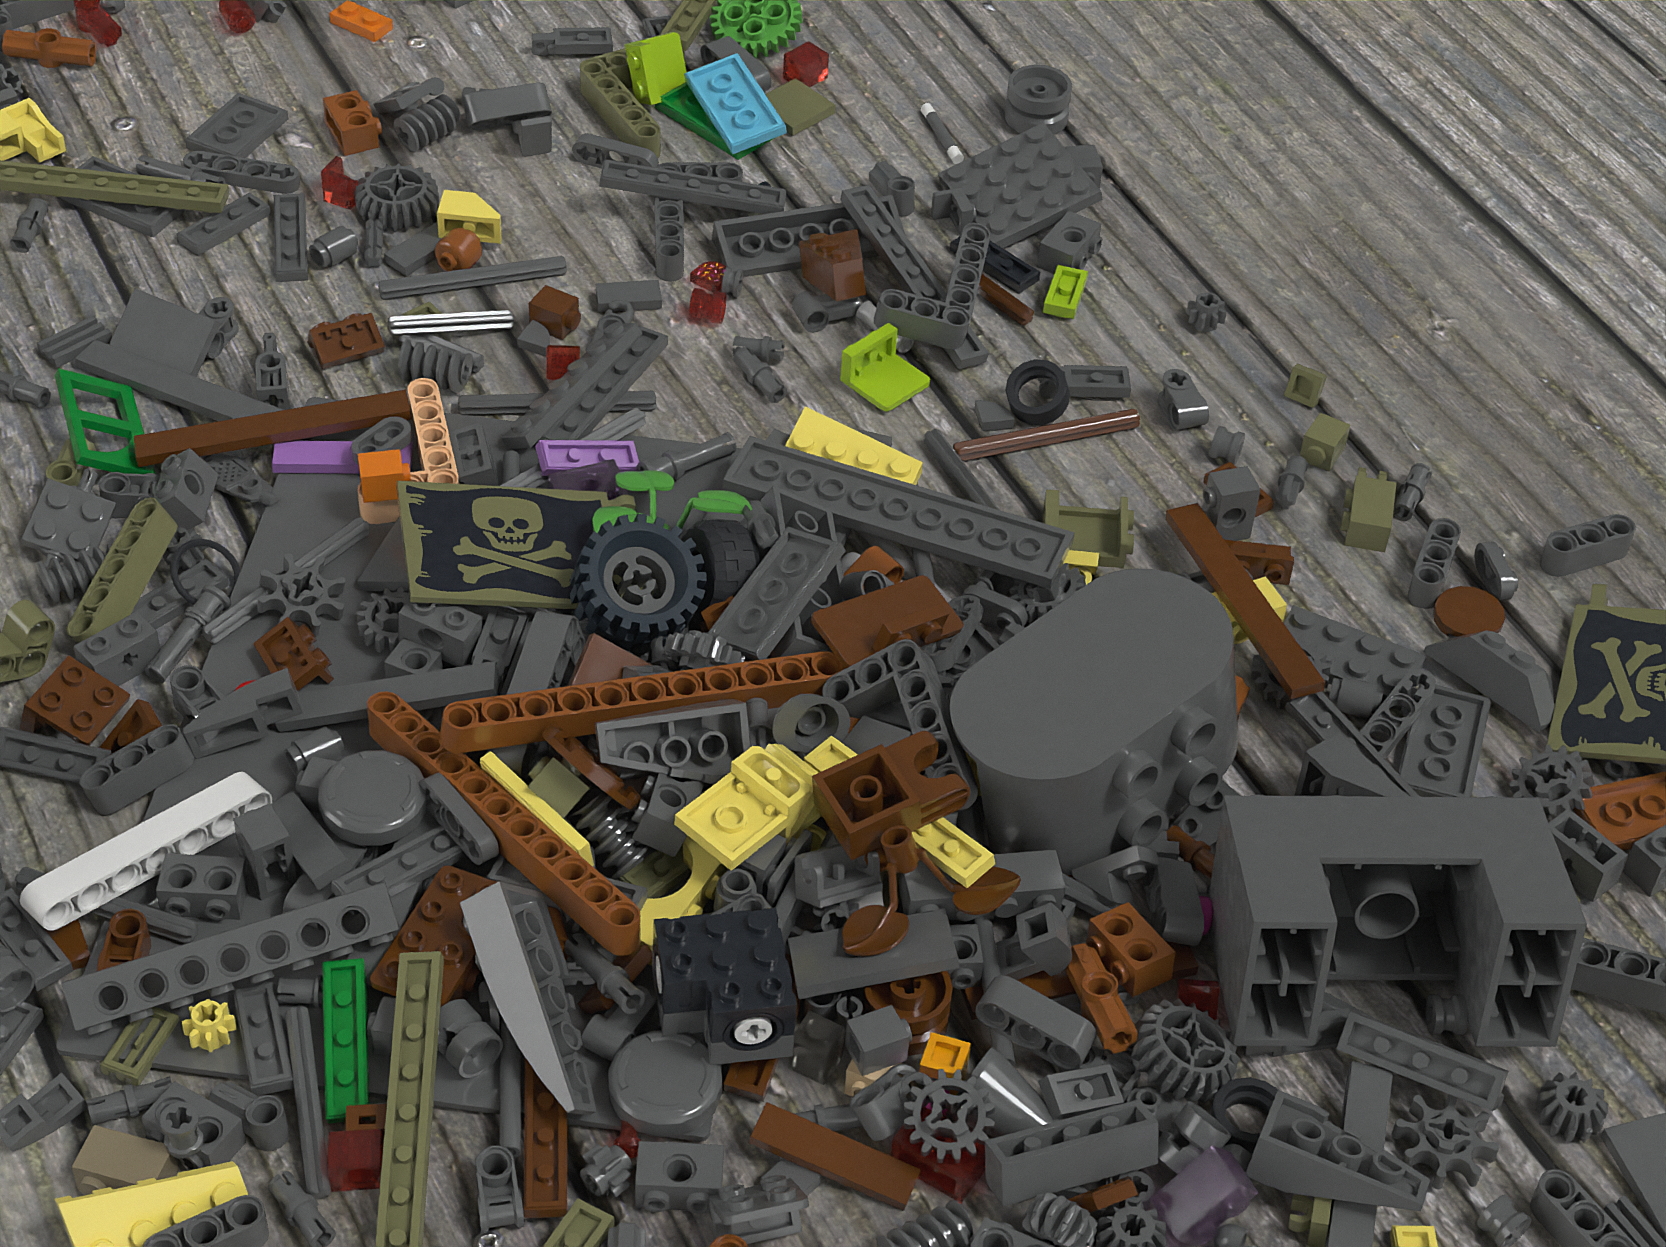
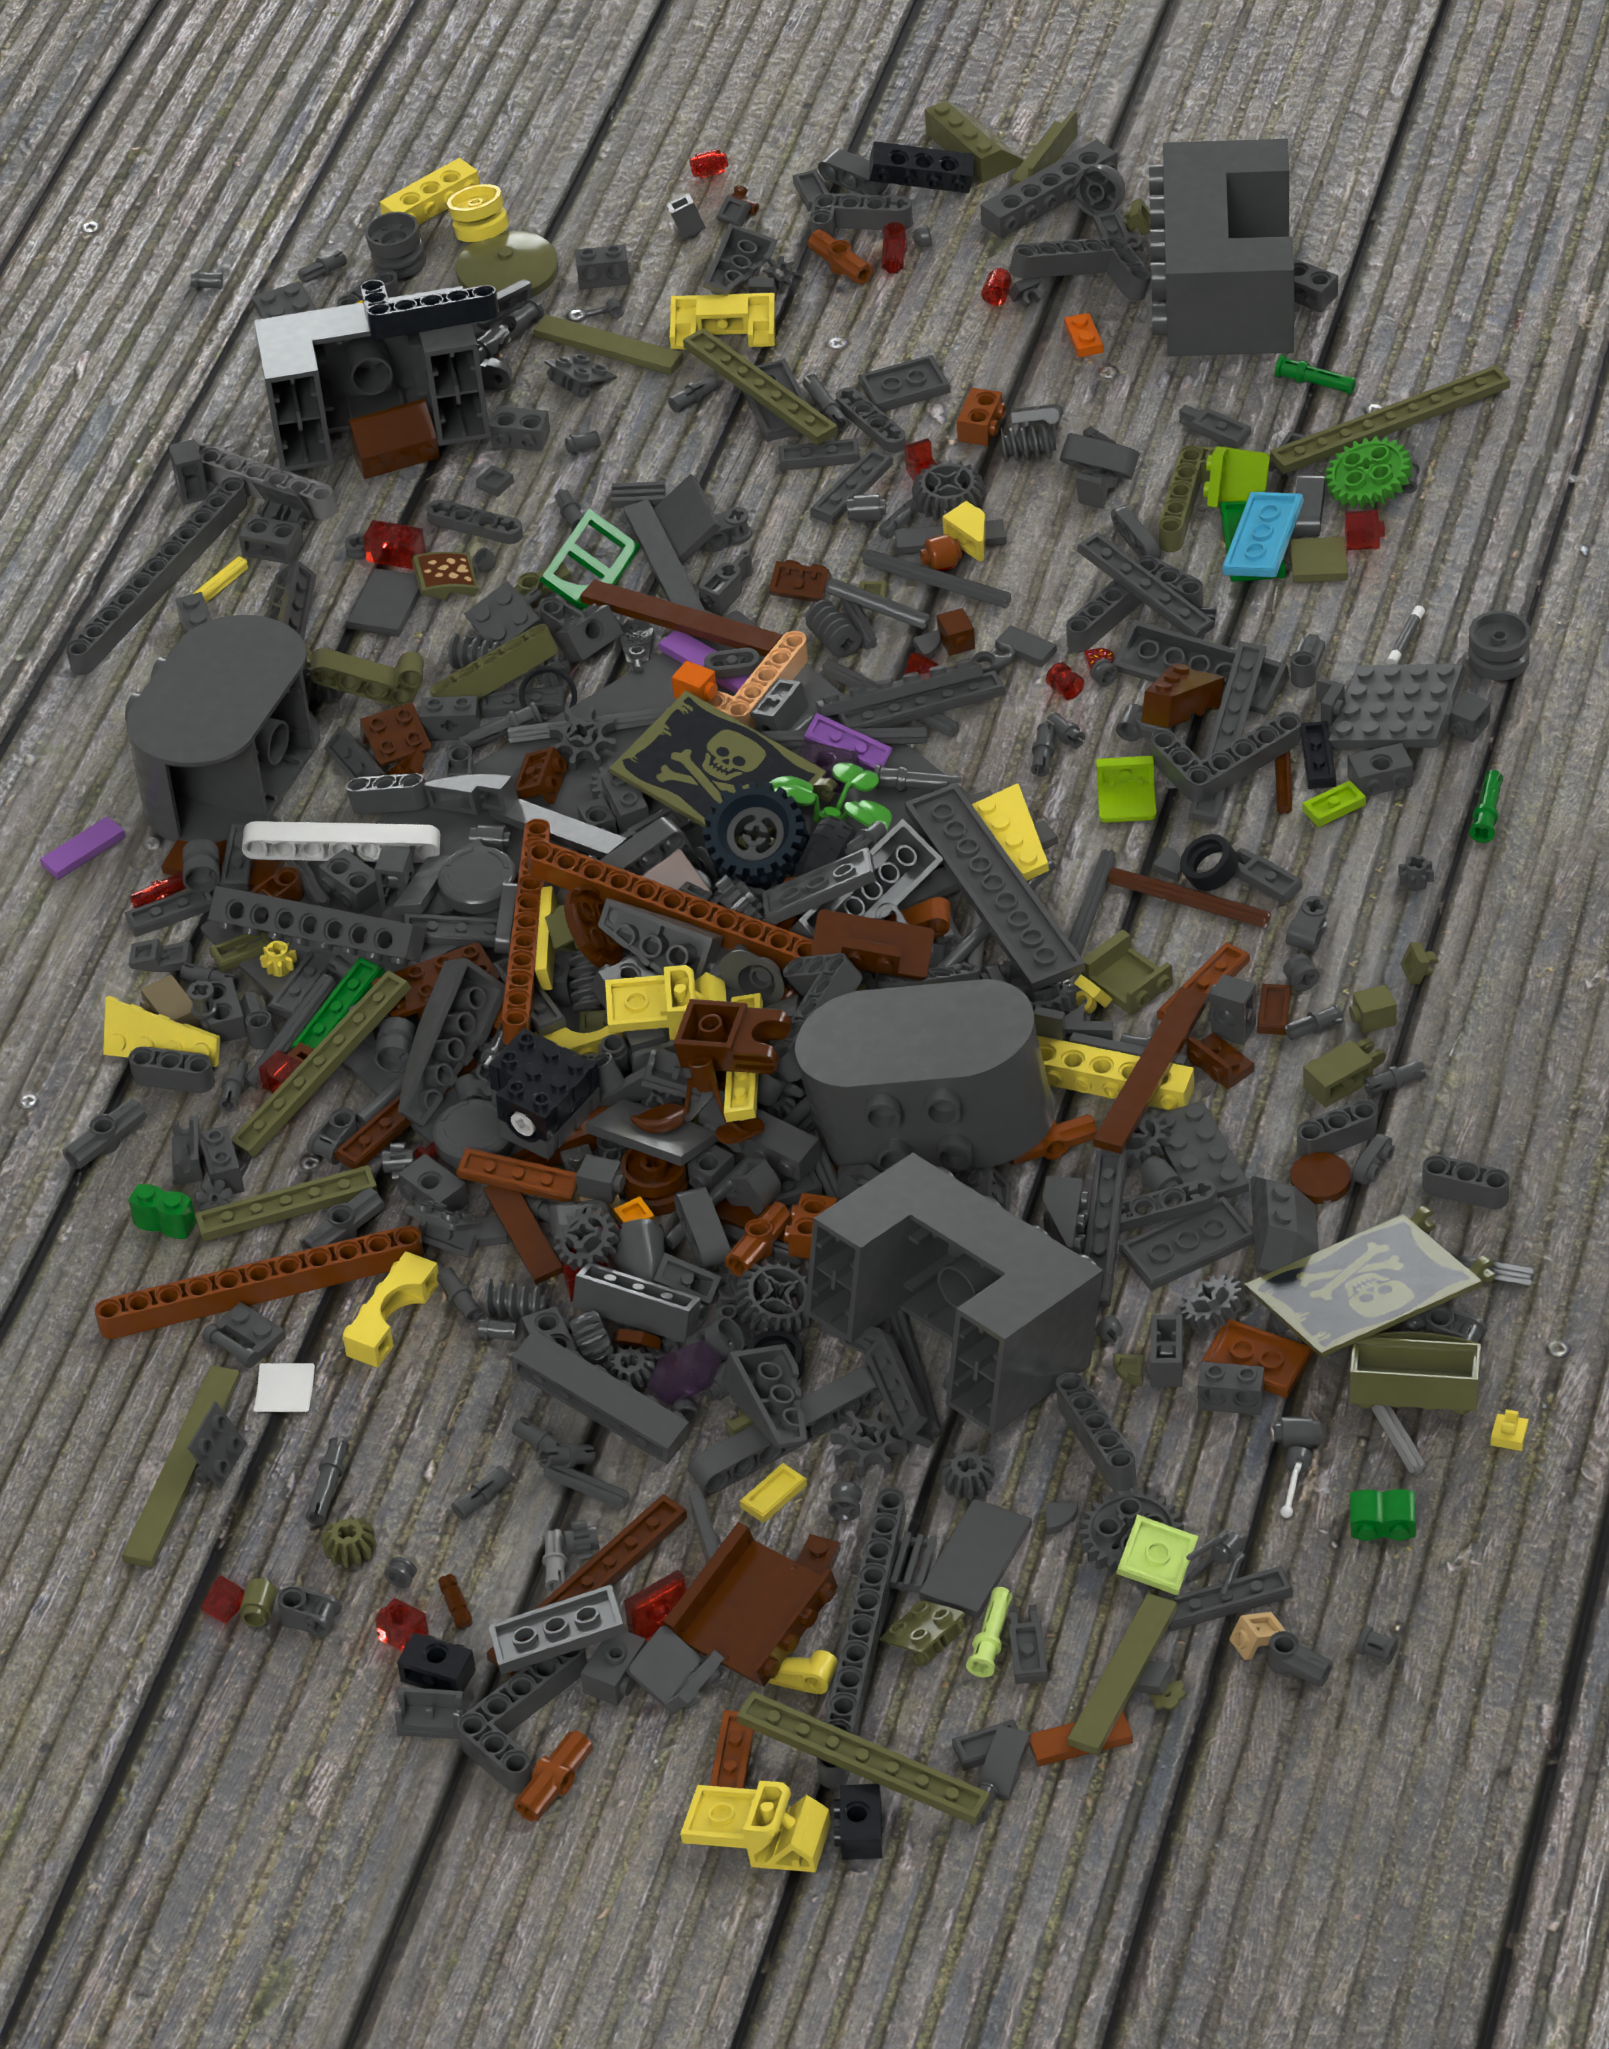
camera: 50 degrees right, 0 degrees up
(779, 1095) = (517, 1175): none -> dark orange tile
(1153, 499) = (1227, 961): none -> dark orange tile
(1166, 212) = (1485, 814): none -> green pin

